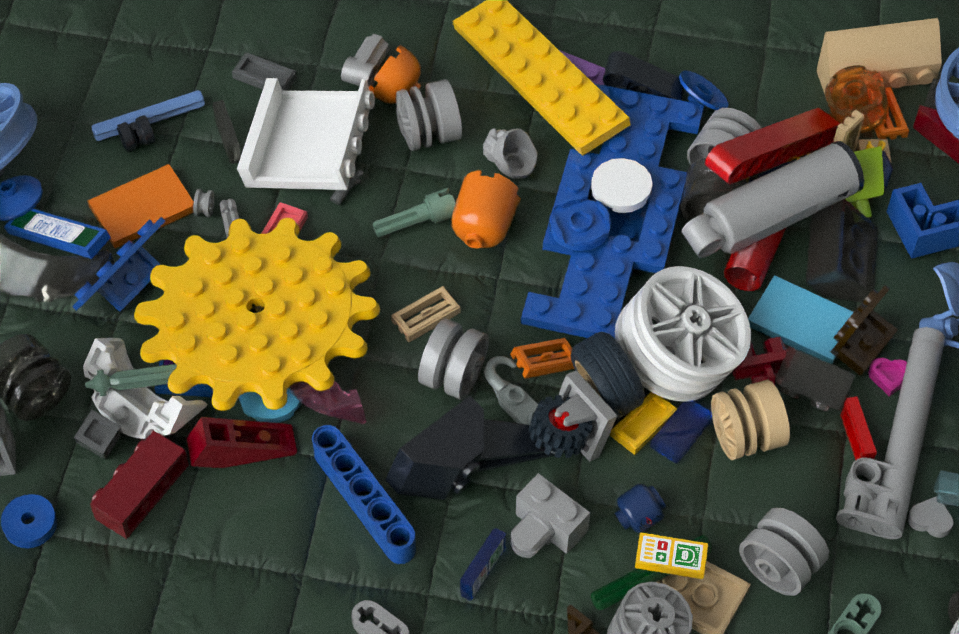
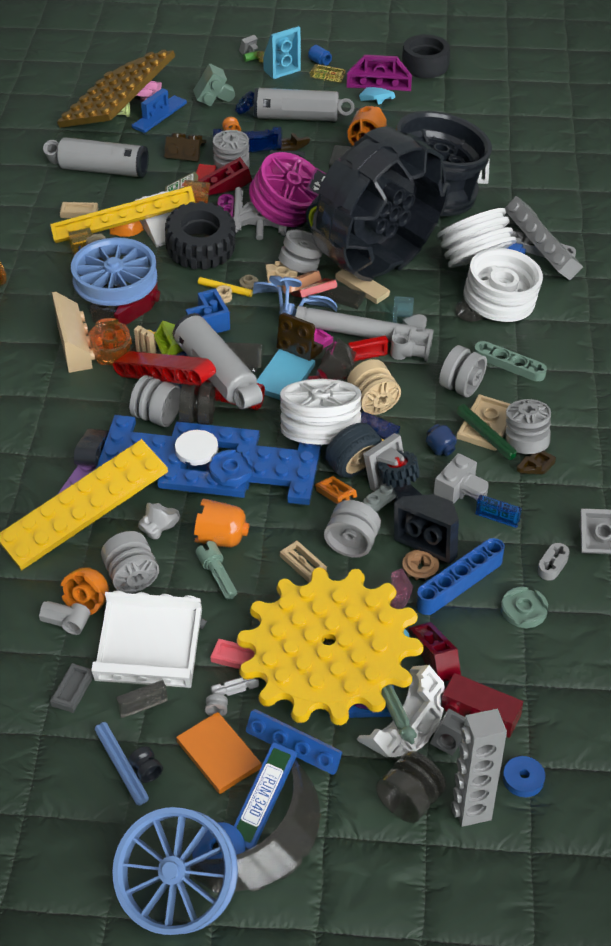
camera: 95 degrees left, 10 degrees down
(303, 574) = (524, 607): none -> sand green tile
(386, 440) = (412, 561): none -> medium nougat gear
(671, 555) = (479, 416): tile -> none
(702, 91) = (98, 421): blue dish -> none

